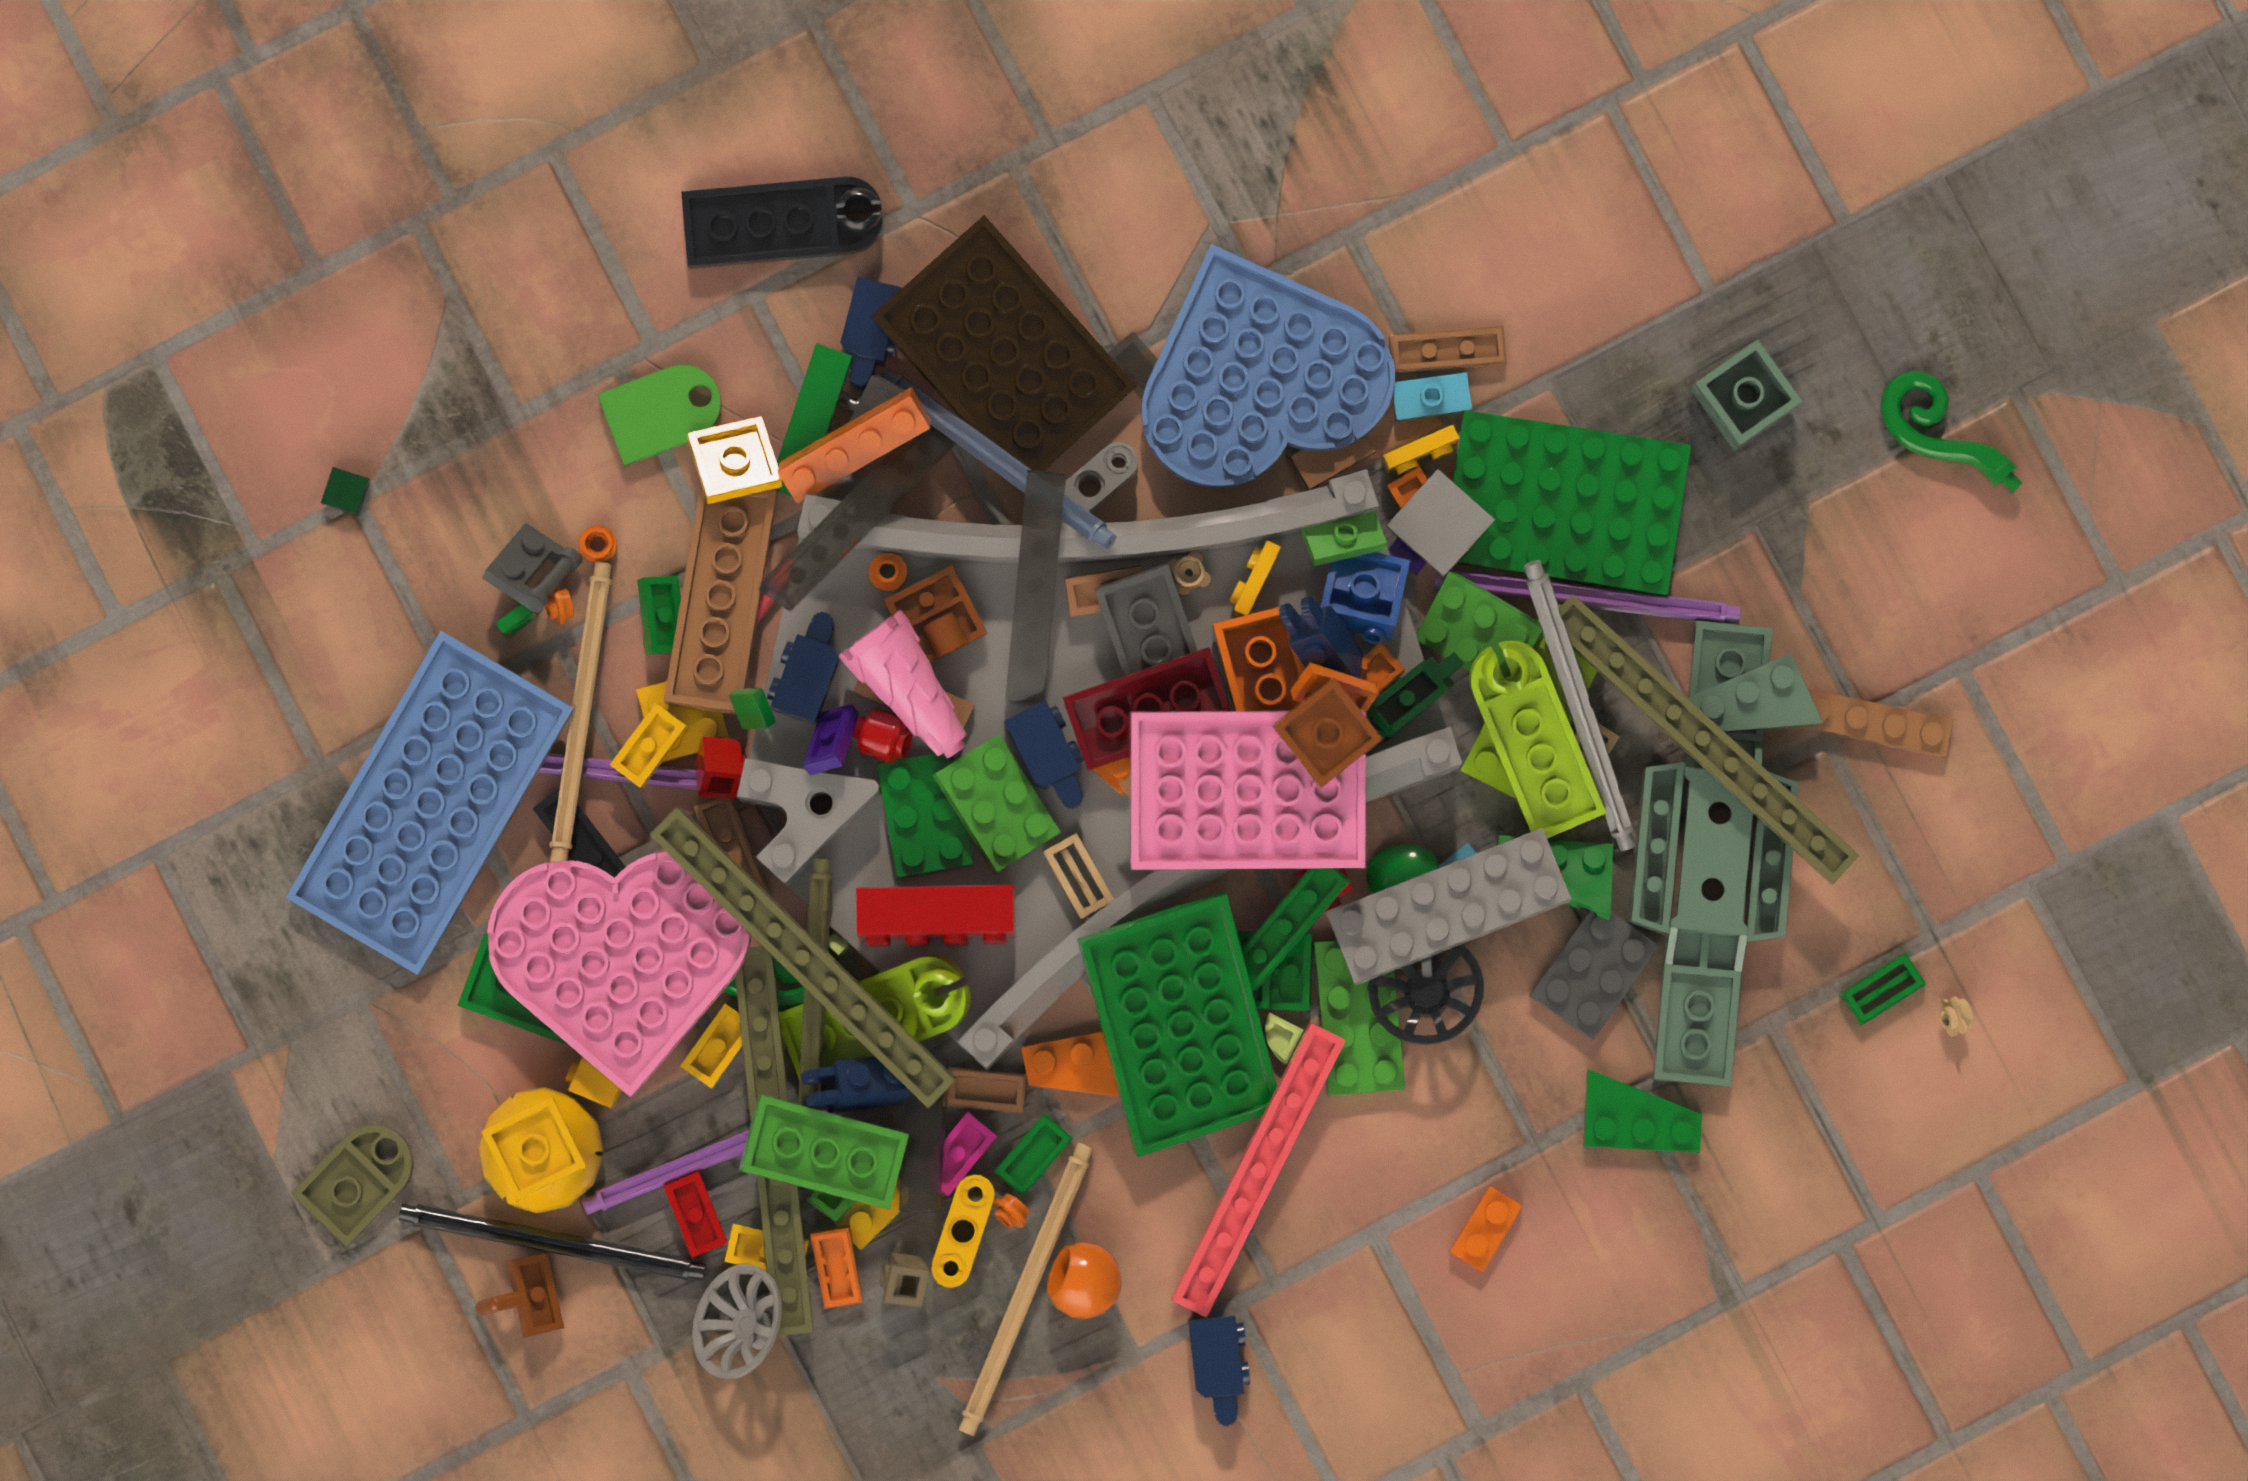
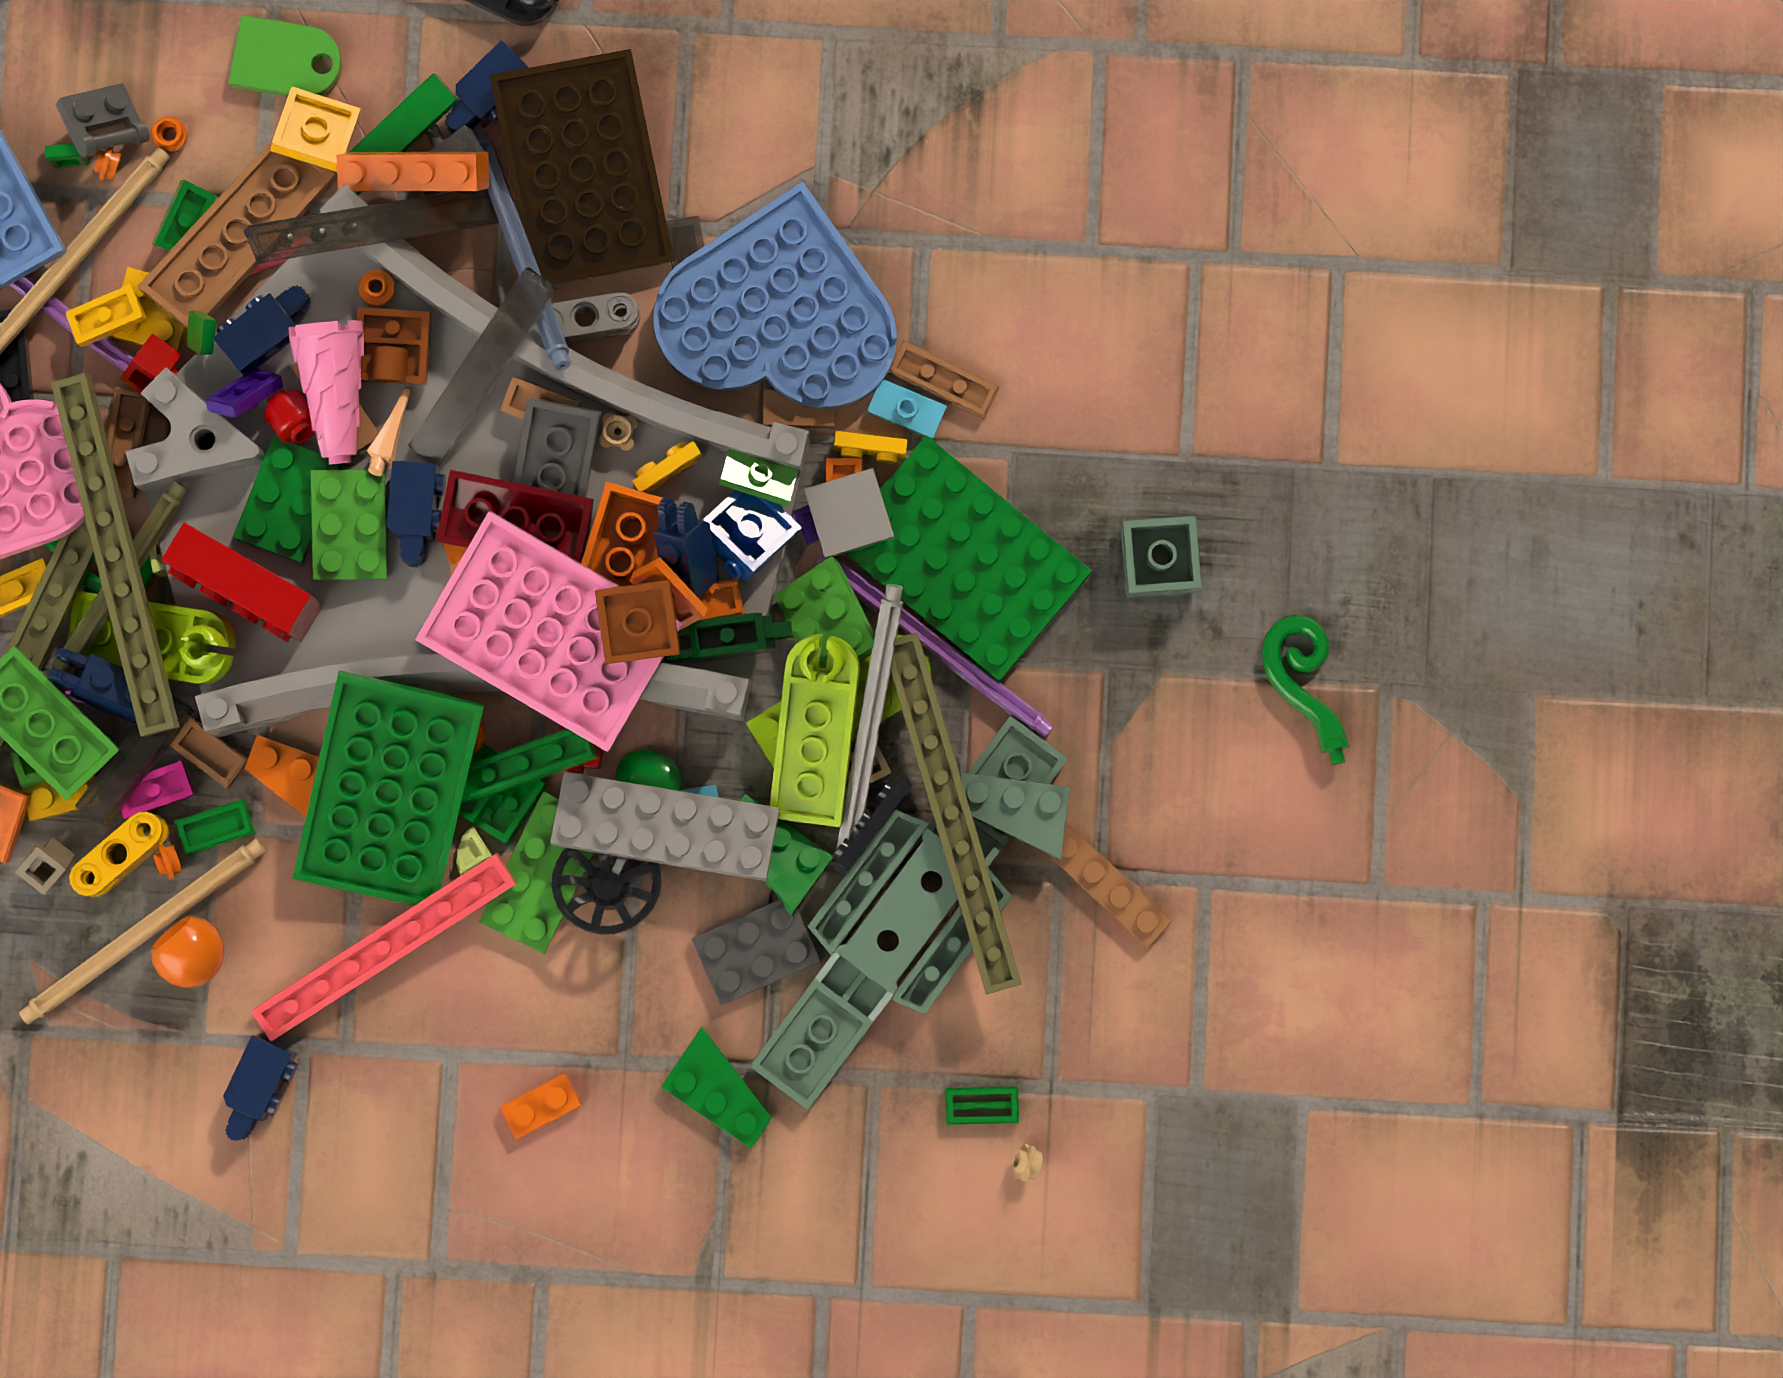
camera: 35 degrees right, 0 degrees up
(987, 712) = (385, 444): none -> light nougat piece
(1062, 848) = (382, 591): tan tile -> none
(1633, 794) = (870, 824): none -> black plate

